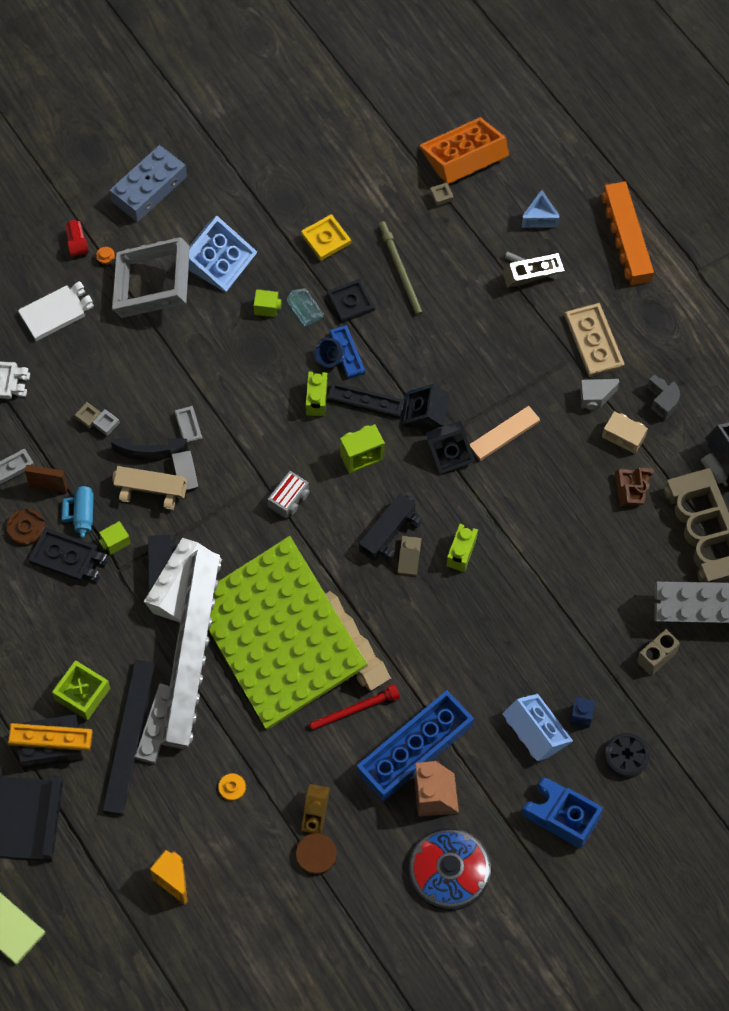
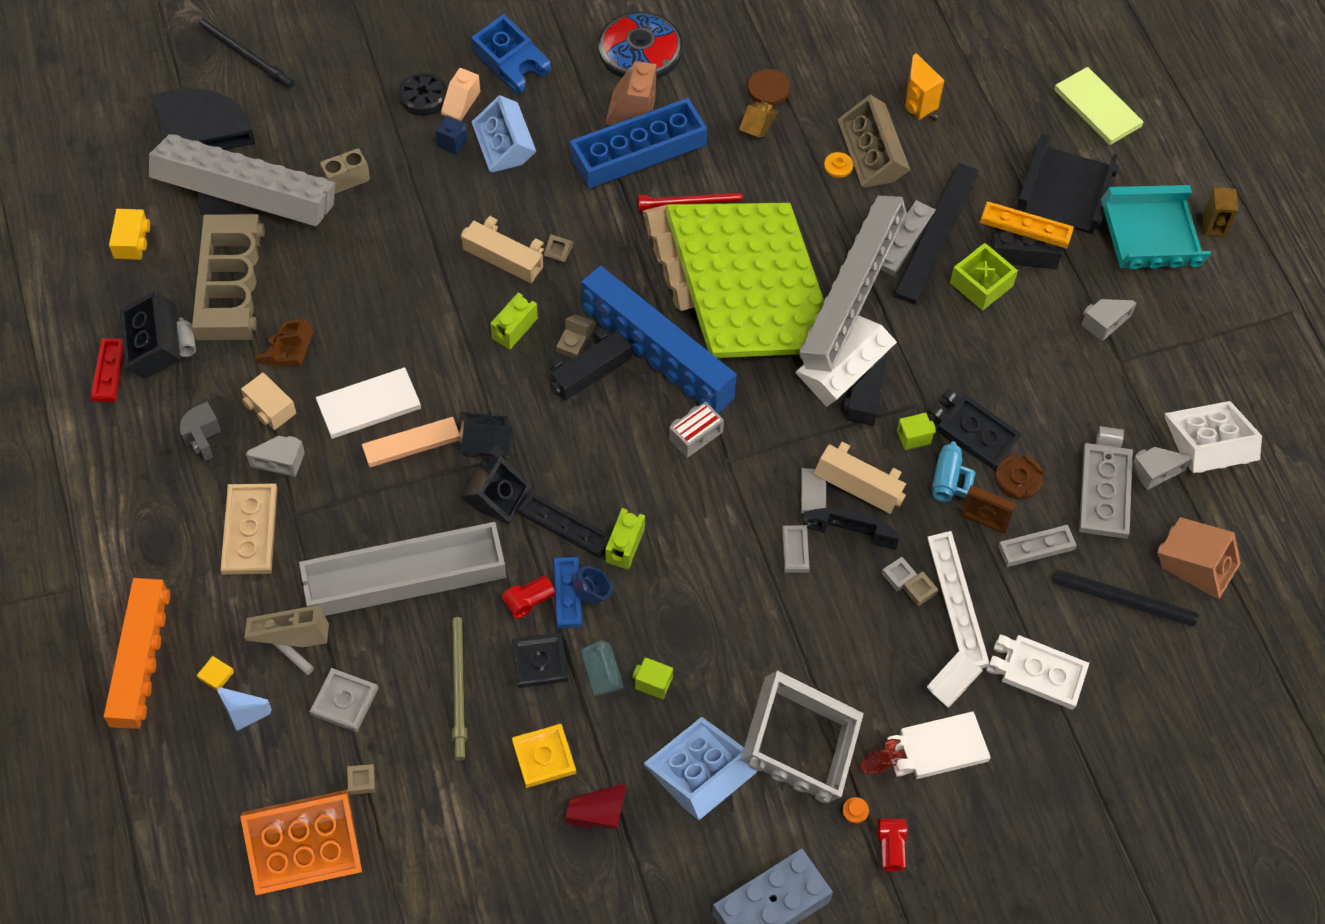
camera: 165 degrees left, 5 degrees down
(52, 352) = (954, 678): none -> white panel
(58, 413) = (957, 598): none -> white plate
(94, 283) = (882, 760): none -> clear red plate
(204, 811) = (873, 143): none -> dark tan slope
(279, 214) = (597, 808): none -> dark red slope
(341, 553) = (658, 340): none -> blue brick
(362, 448) = (592, 449): lime brick -> none
(376, 334) = (523, 599): none -> red piece
(451, 633) = (558, 248): none -> dark tan slope
(468, 328) = (403, 569): none -> light grey piece
(475, 242) = (344, 700): none -> light grey tile
(496, 611) = (502, 251): none -> tan brick
(549, 456) = (368, 403): none -> white tile
(569, 237) = (215, 673): none -> yellow tile
(591, 761) = (461, 94): none -> light nougat slope

